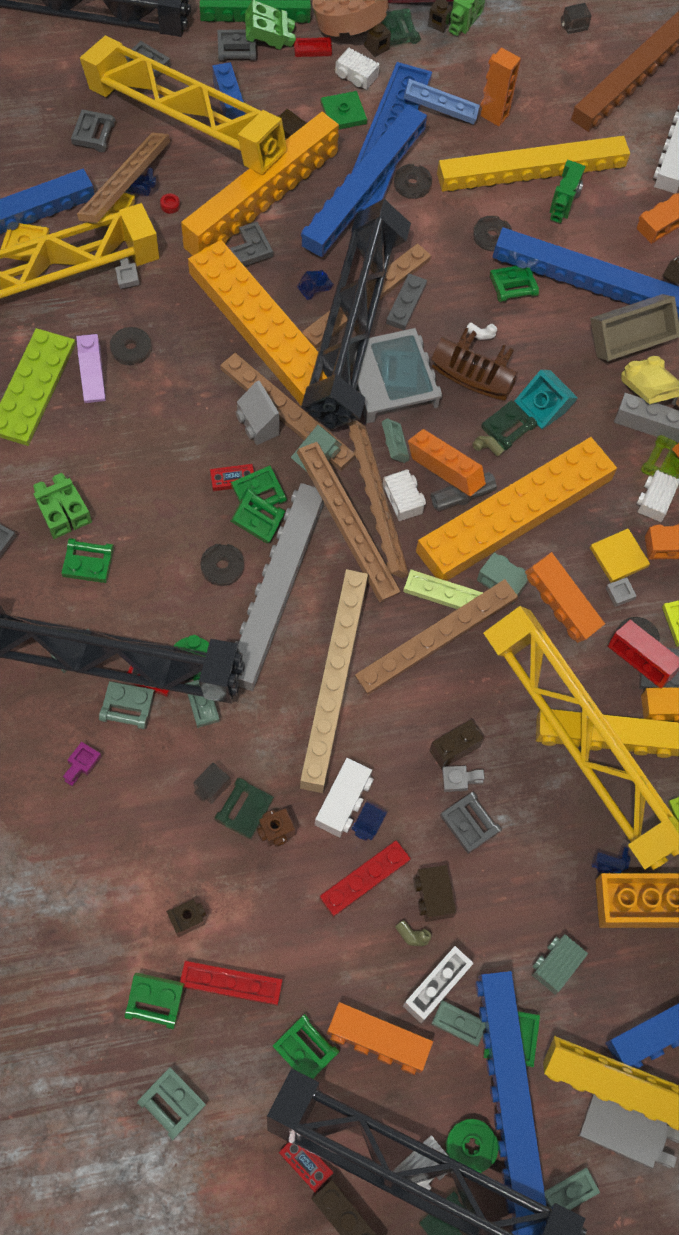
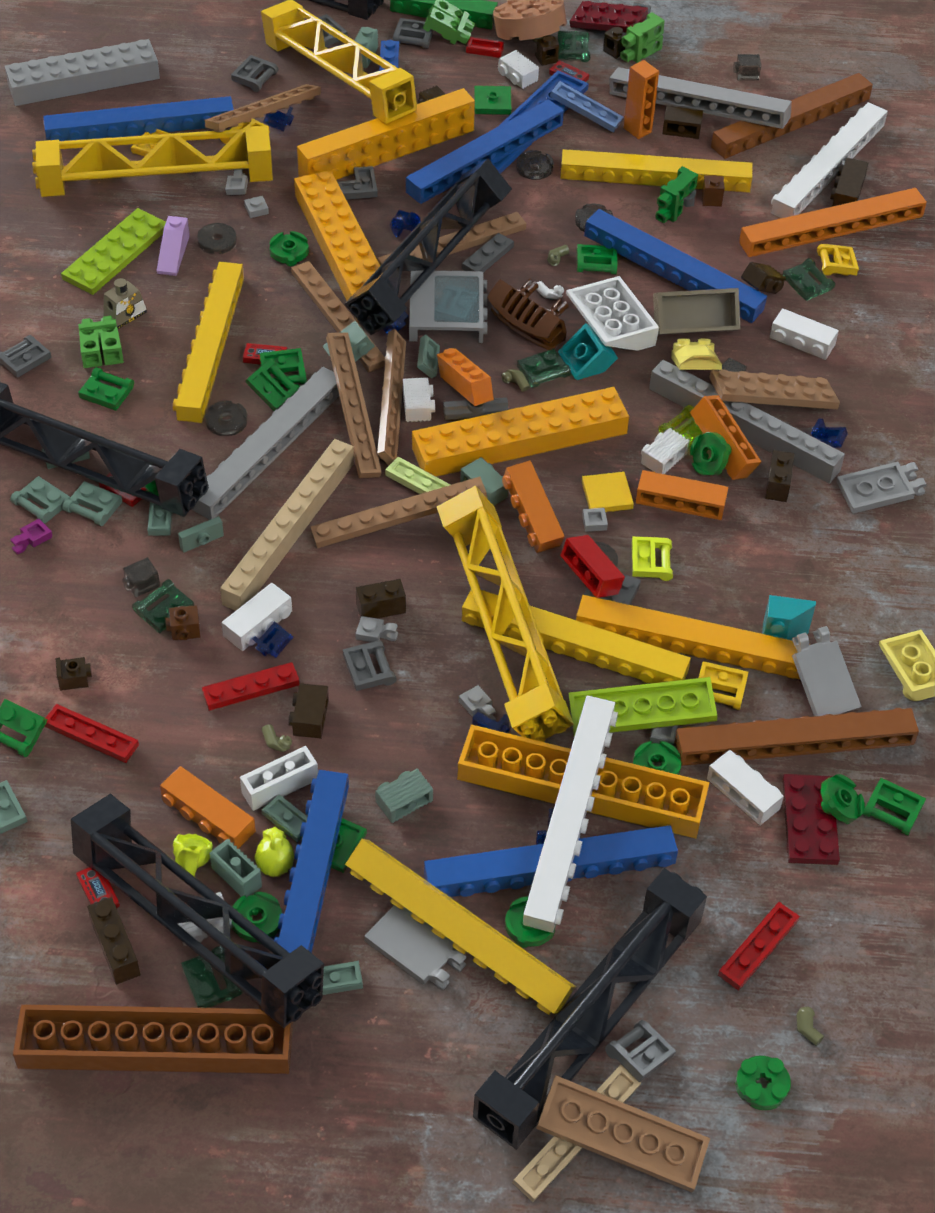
camera: 20 degrees right, 15 degrees down
(68, 455) = (123, 303): none -> dark tan torso
(75, 708) = (44, 495): none -> sand green plate
(156, 297) = (256, 206): none -> light grey plate
(170, 203) = (299, 138): red tile -> none
(173, 478) = (209, 342): none -> yellow brick
(195, 66) = (369, 39): none -> sand green brick
(209, 351) = (281, 250): none -> green plate
(252, 715) = (201, 534): none -> sand green plate
(258, 414) = (307, 309): light grey slope -> none
(299, 1055) = (126, 793): green plate -> none
(385, 1095) = (191, 851): none -> neon yellow hair
(405, 58) = (570, 70): none -> red tile
(436, 1104) = (236, 868): none -> sand green brick
(461, 1068) = (274, 853): none -> neon yellow hair
(471, 286) = (555, 254): none -> olive arm
(538, 98) = (682, 122): none -> dark brown brick
(556, 68) = (712, 100): none -> light grey brick
(560, 348) = (615, 314): none -> white slope
(586, 834) = (476, 701): none -> light grey plate
(596, 176) = (713, 190): none -> reddish brown brick

